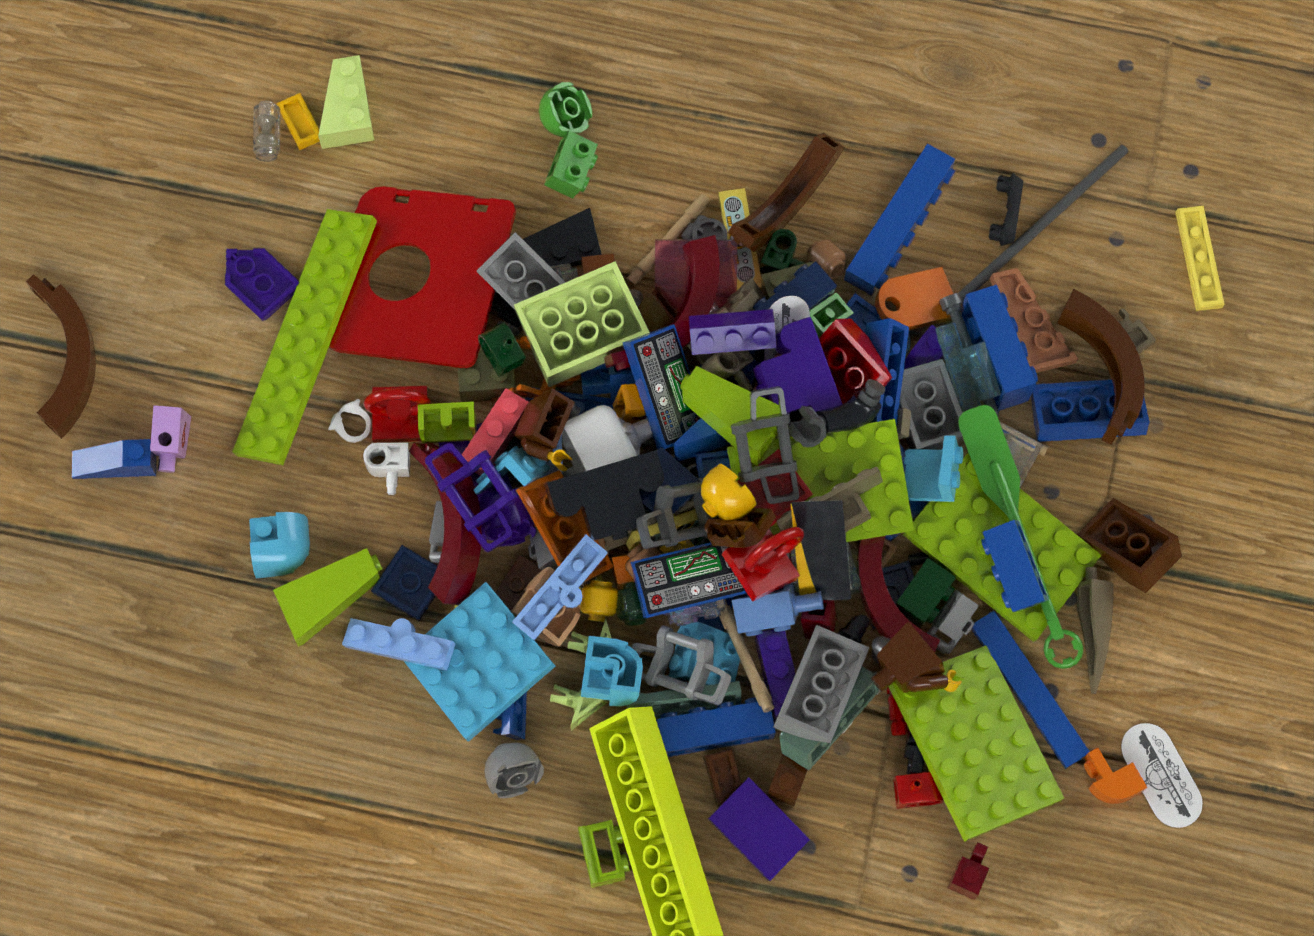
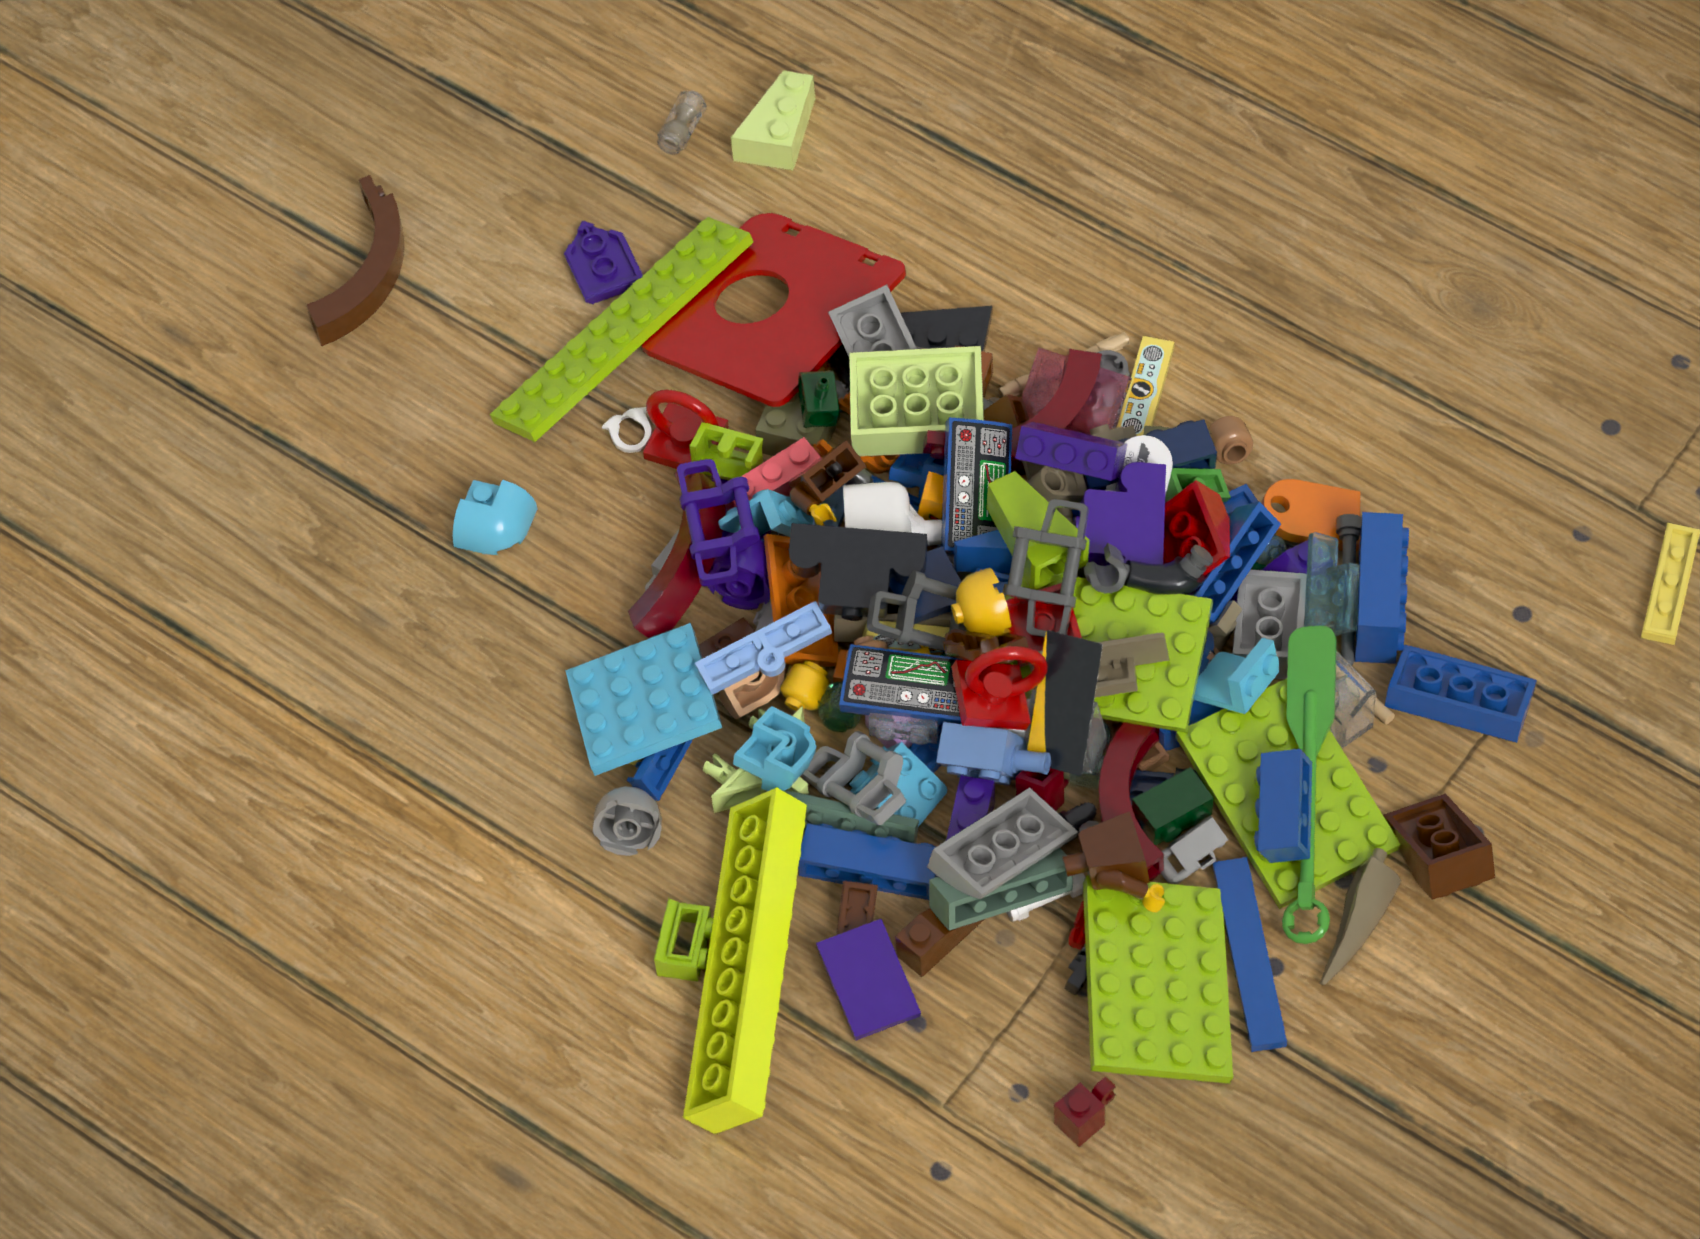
camera: 30 degrees right, 15 degrees down
(114, 459) = (367, 381): blue slope -> none
(167, 425) = (432, 372): lavender torso -> none
(299, 121) = (721, 124): yellow tile -> none
(325, 593) = (518, 581): lime slope -> none
(395, 463) = (654, 483): white piece -> none
(399, 643) = (569, 653): light blue hinge -> none
(406, 583) = (606, 604): dark blue tile -> none
(565, 109) = (1009, 198): bright green cylinder -> none
(571, 164) = (990, 255): bright green brick -> none
(758, 686) = (936, 829): tan piece -> none
(778, 259) = (1175, 409): dark green piece -> none
(790, 196) = (1218, 366): reddish brown arch -> none
(900, 219) = (1335, 426): blue brick -> none
(916, 790) = (1063, 1005): red piece -> none
(1013, 187) = (1453, 480): black piece -> none
(1043, 342) = (1433, 588): nougat wing -> none
(1044, 221) = (1519, 481): dark grey piece -> none
(1112, 786) = (1298, 1085): orange brick -> none
(1118, 353) = (1517, 626): reddish brown arch -> none
(1137, 331) = (1549, 634): dark tan plate -> none
(1170, 786) = (1362, 1100): white sticker -> none

